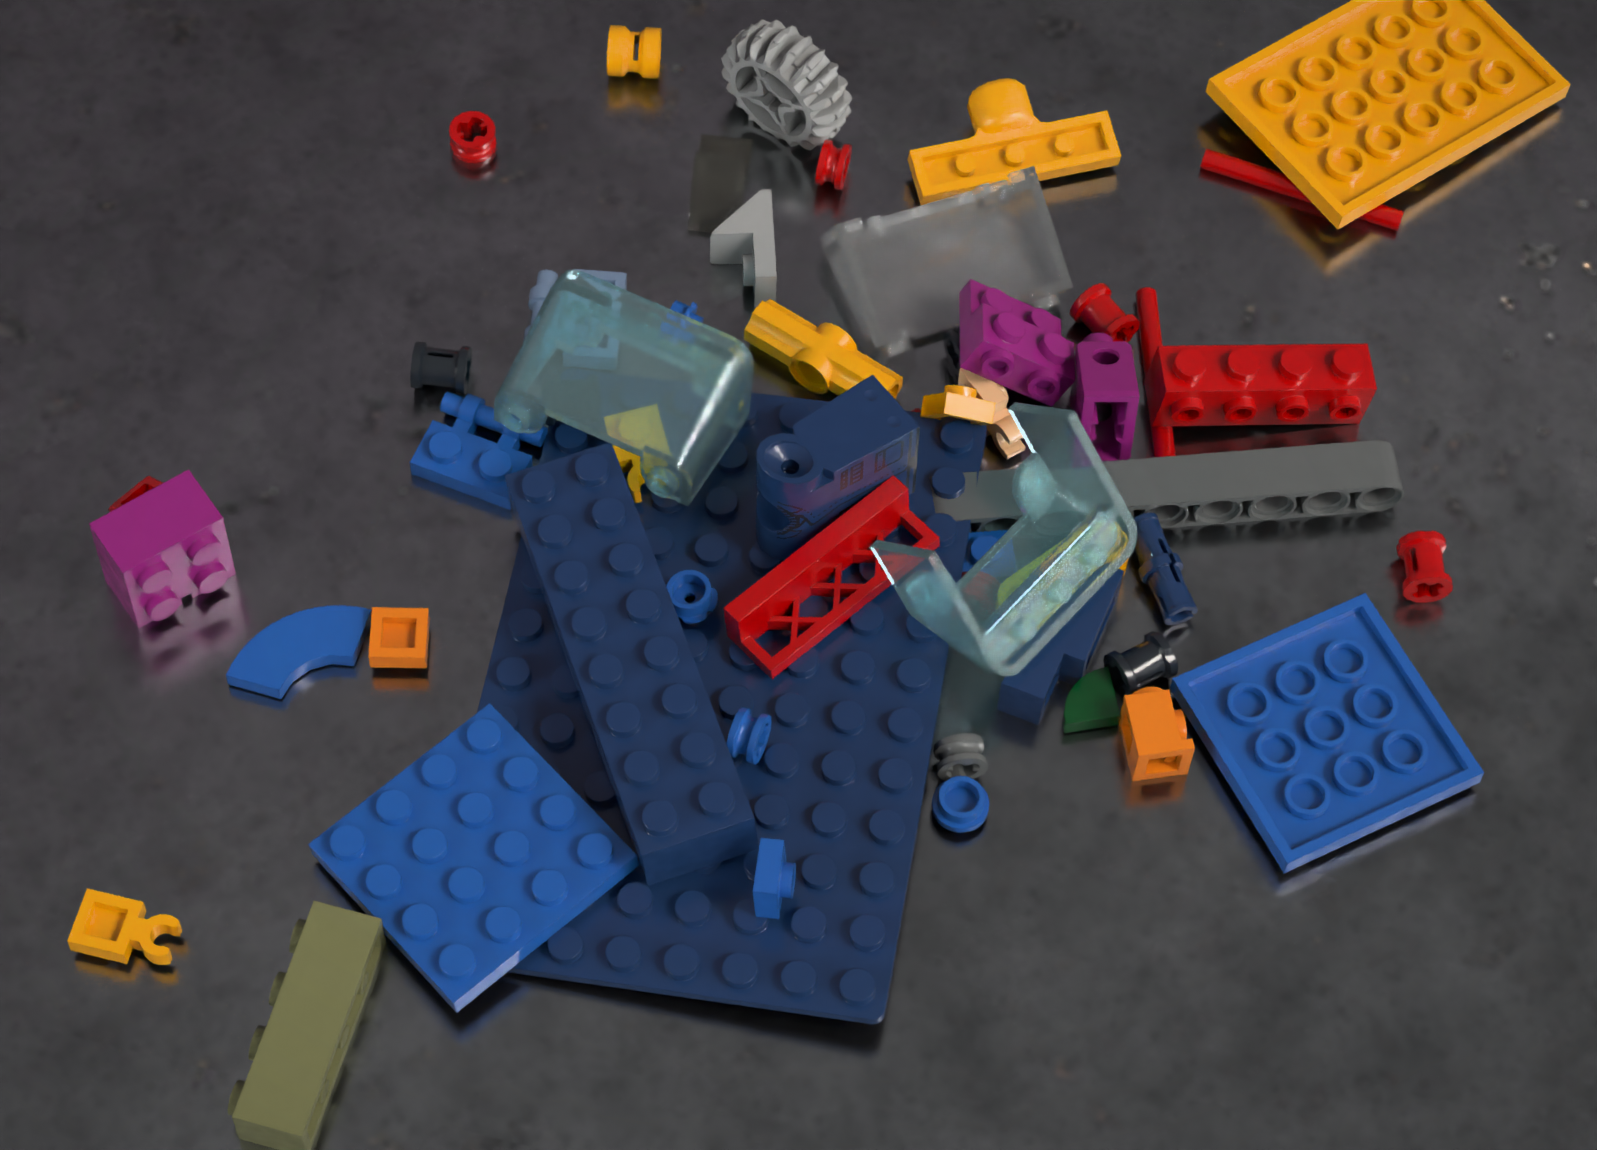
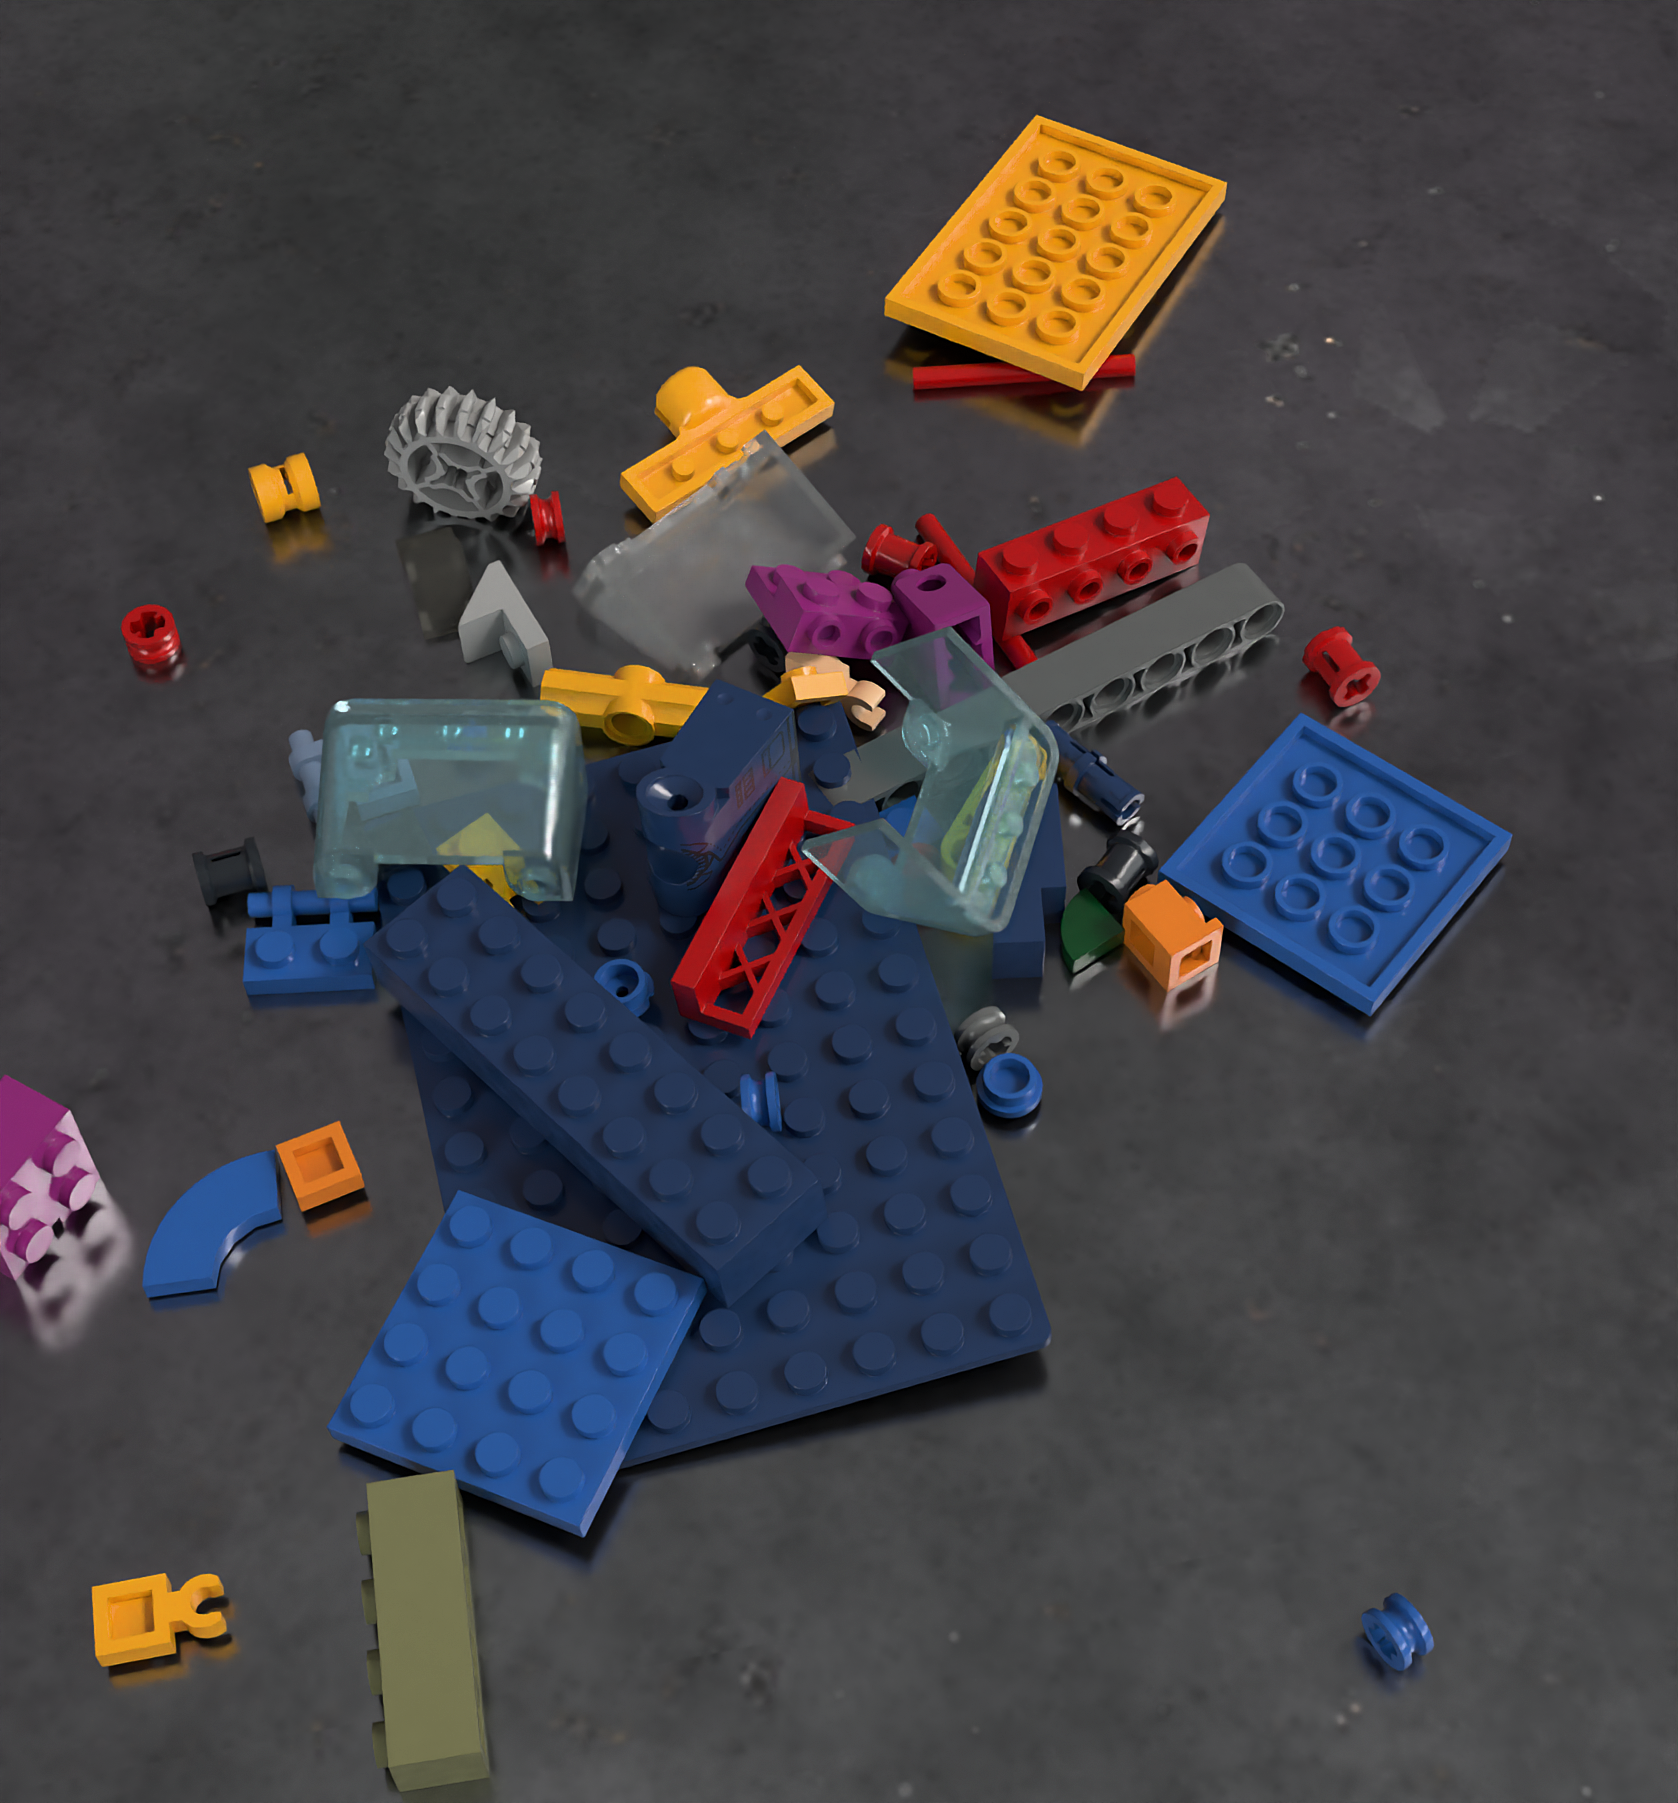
camera: 20 degrees left, 5 degrees down
(772, 879) = (866, 1237): blue plate -> none

